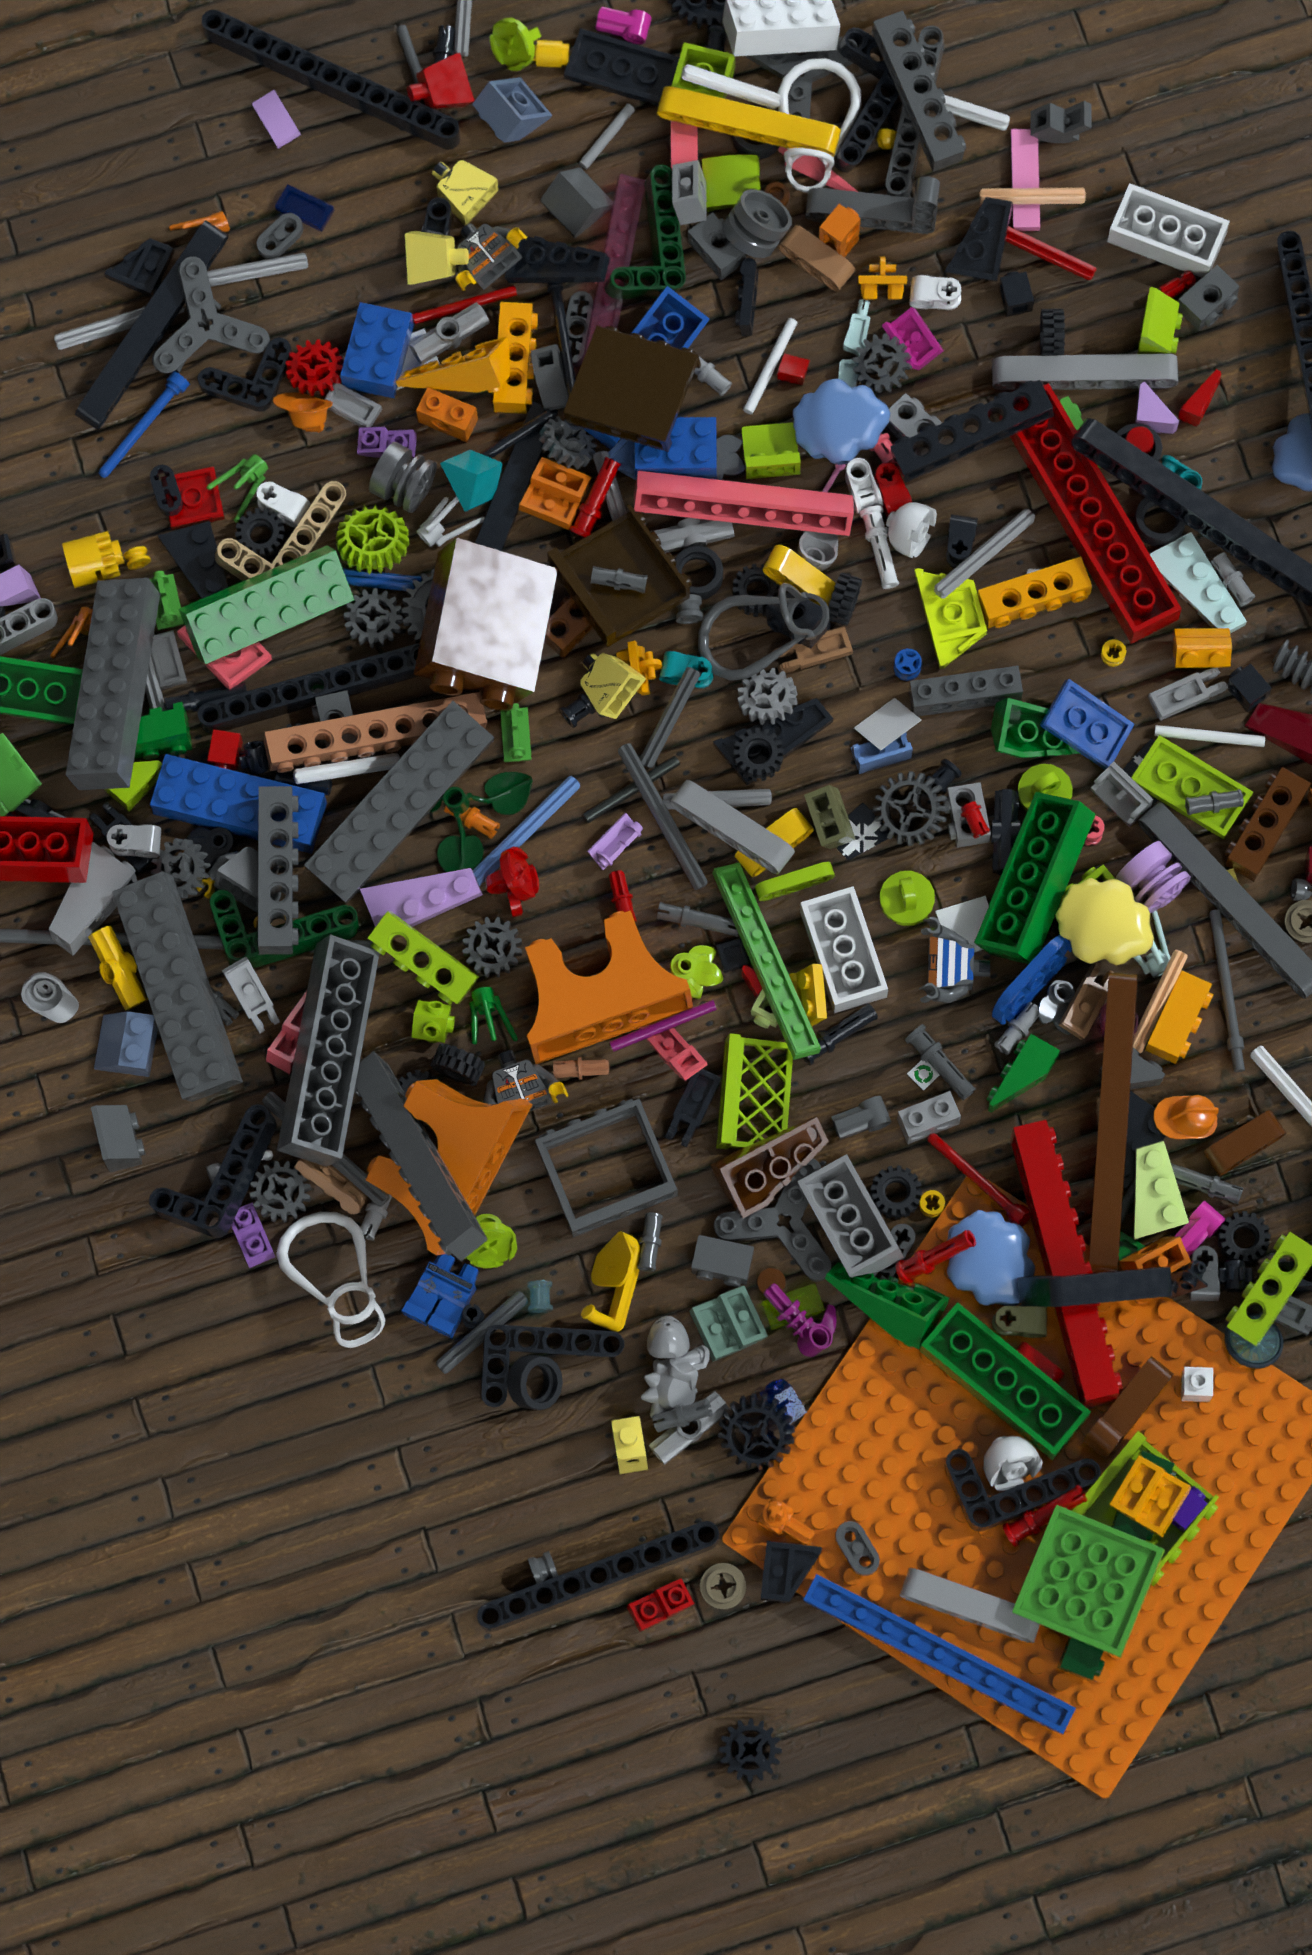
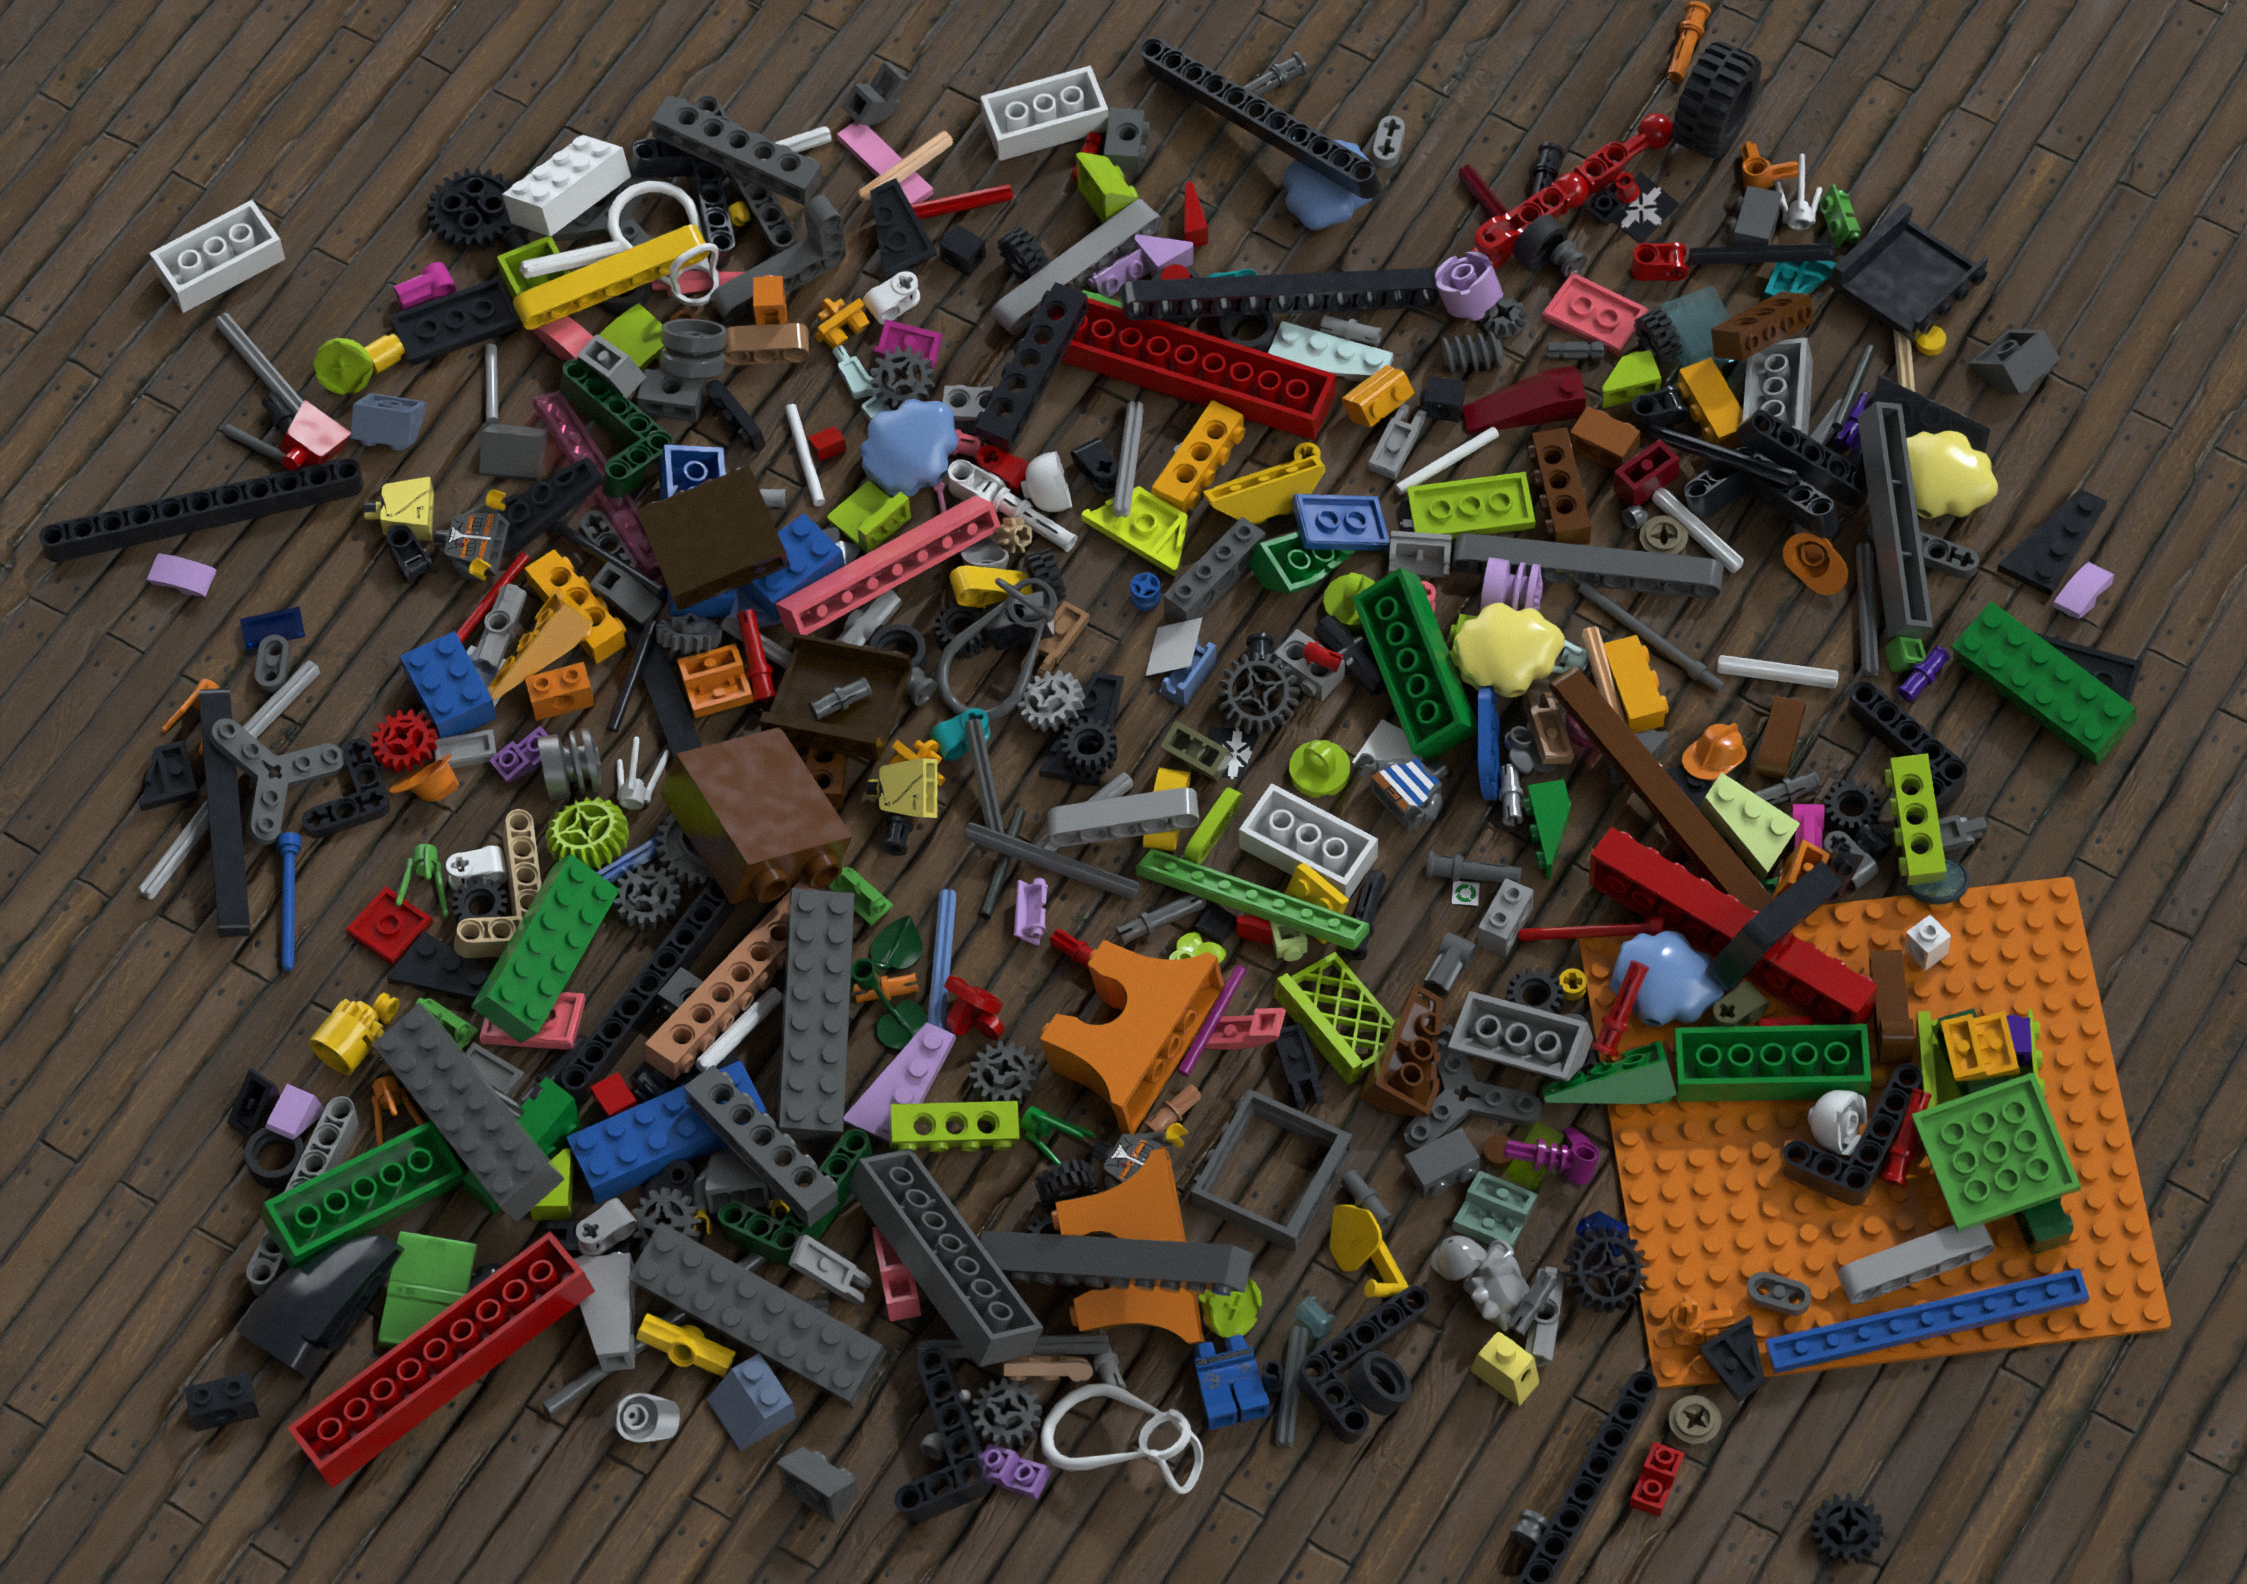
camera: 40 degrees left, 15 degrees down
(160, 491) = (364, 928): black beam -> none
(432, 256) = (431, 575): light yellow torso -> none
(432, 1021) = (1009, 1171): lime brick -> none
(472, 477) = (633, 716): teal slope -> none
(854, 547) = (1014, 535): none -> tan gear
(1055, 655) = (1266, 491): none -> yellow wedge
(1120, 402) = (1126, 269): none -> lavender hinge
(1214, 802) = (1503, 499): dark grey pin -> none

